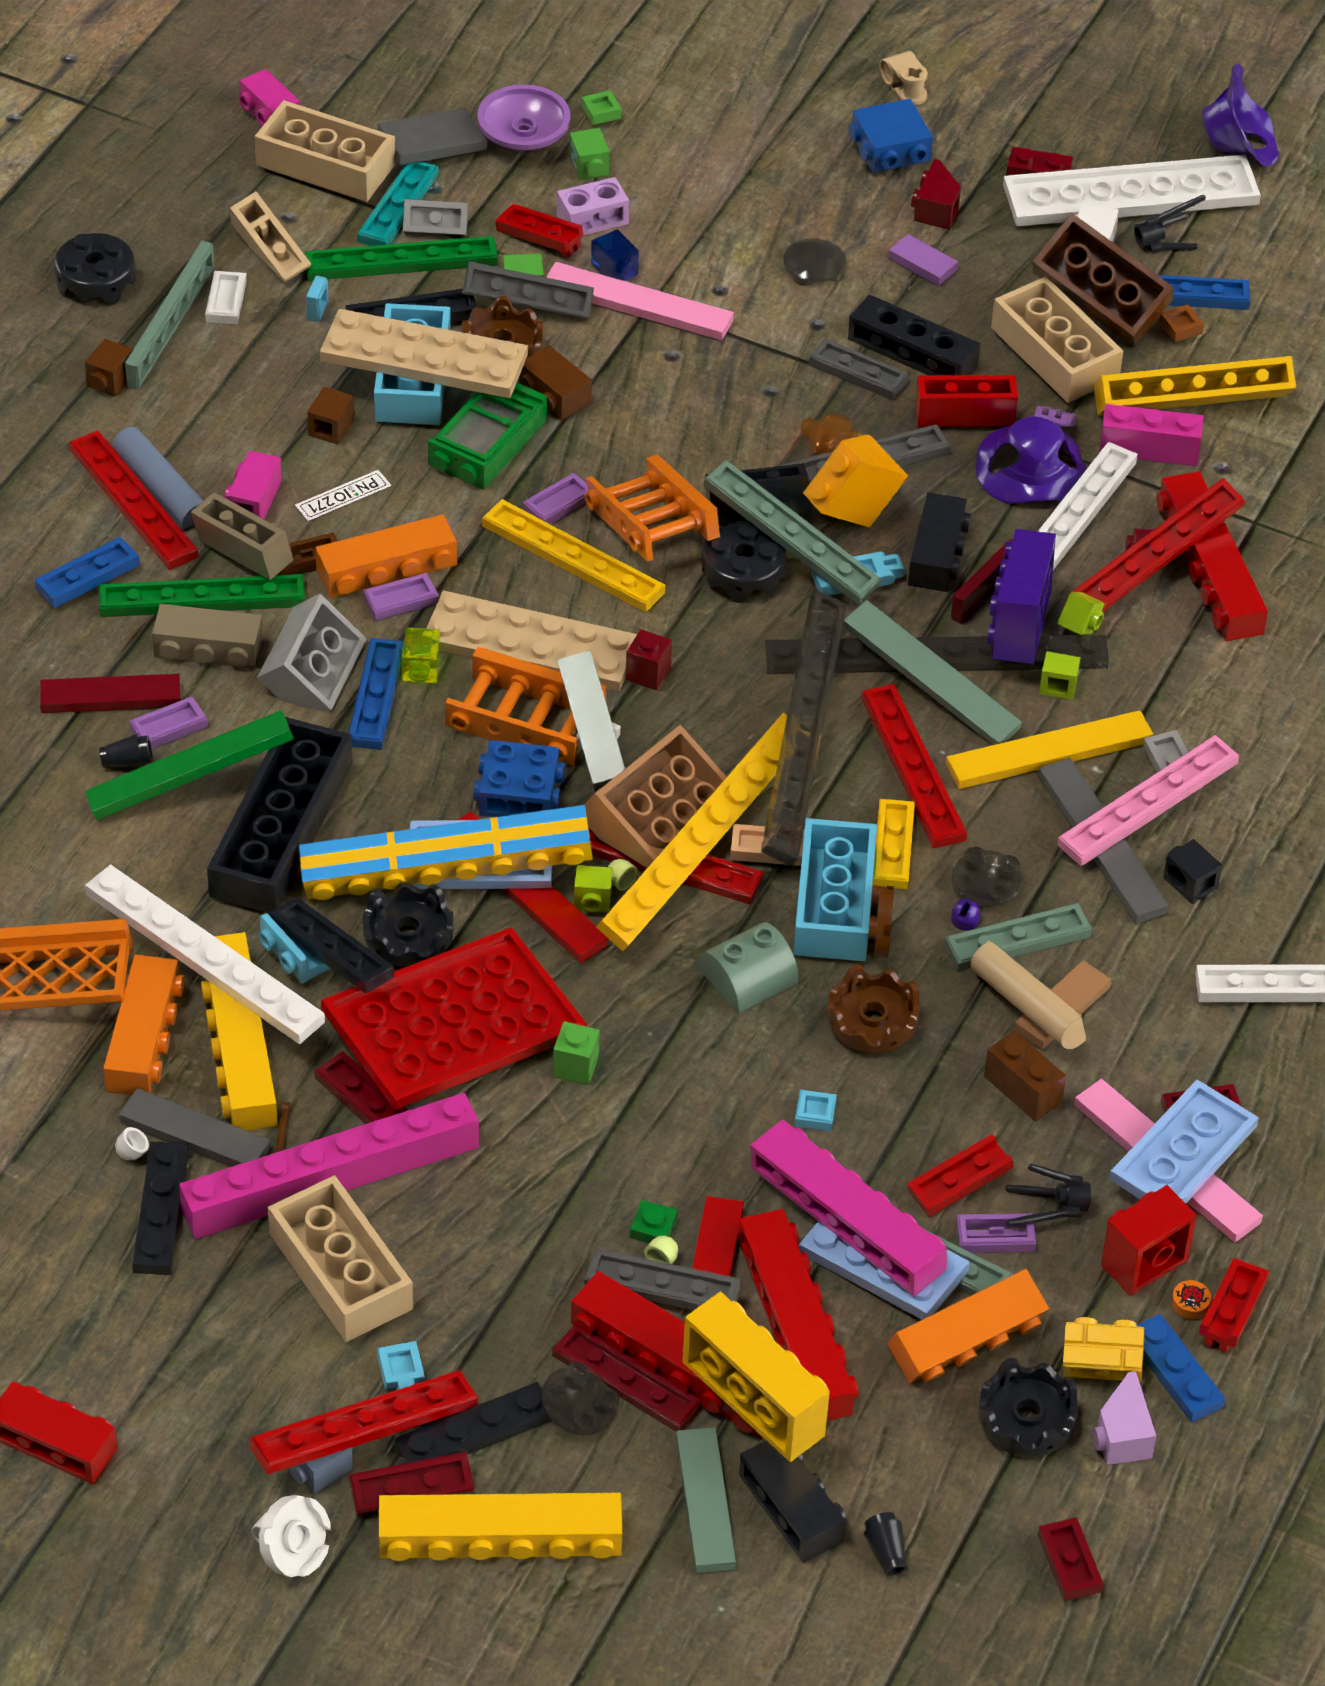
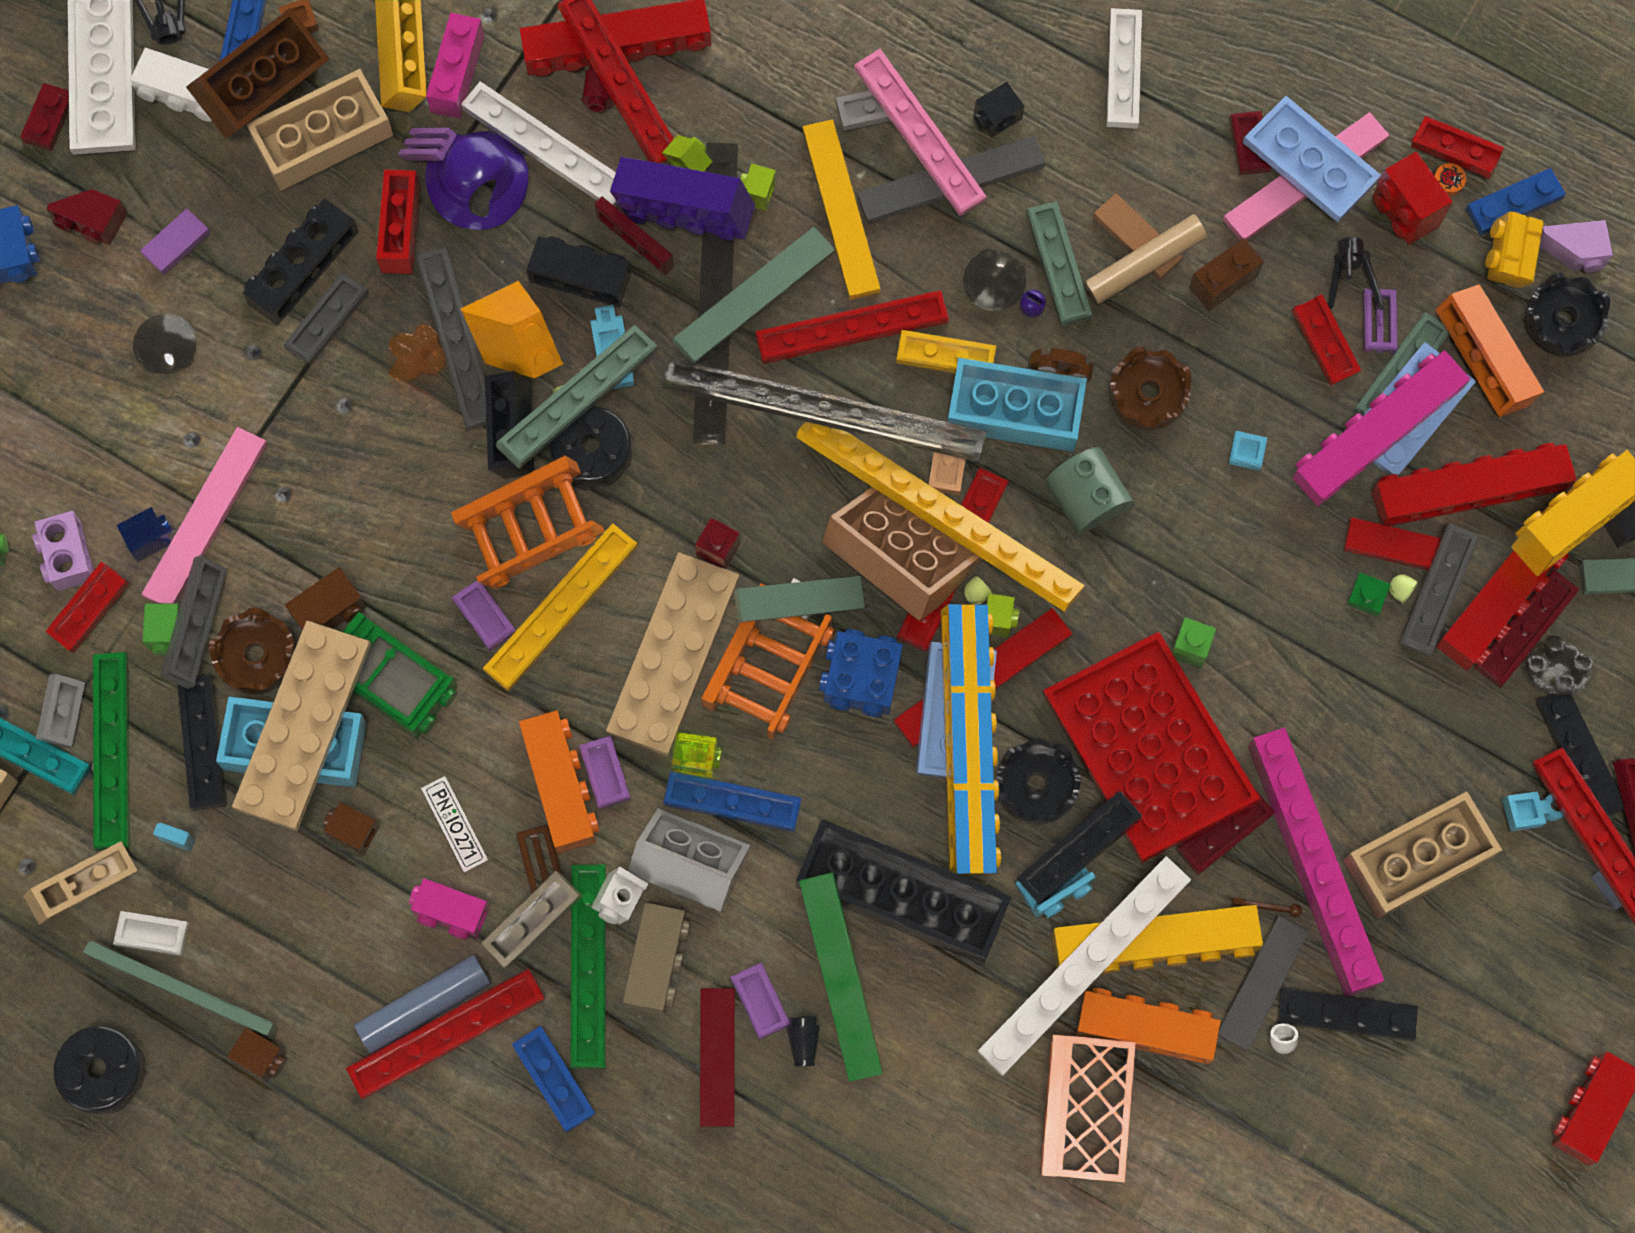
camera: 85 degrees left, 25 degrees up
(274, 611) = (607, 902): none -> white brick

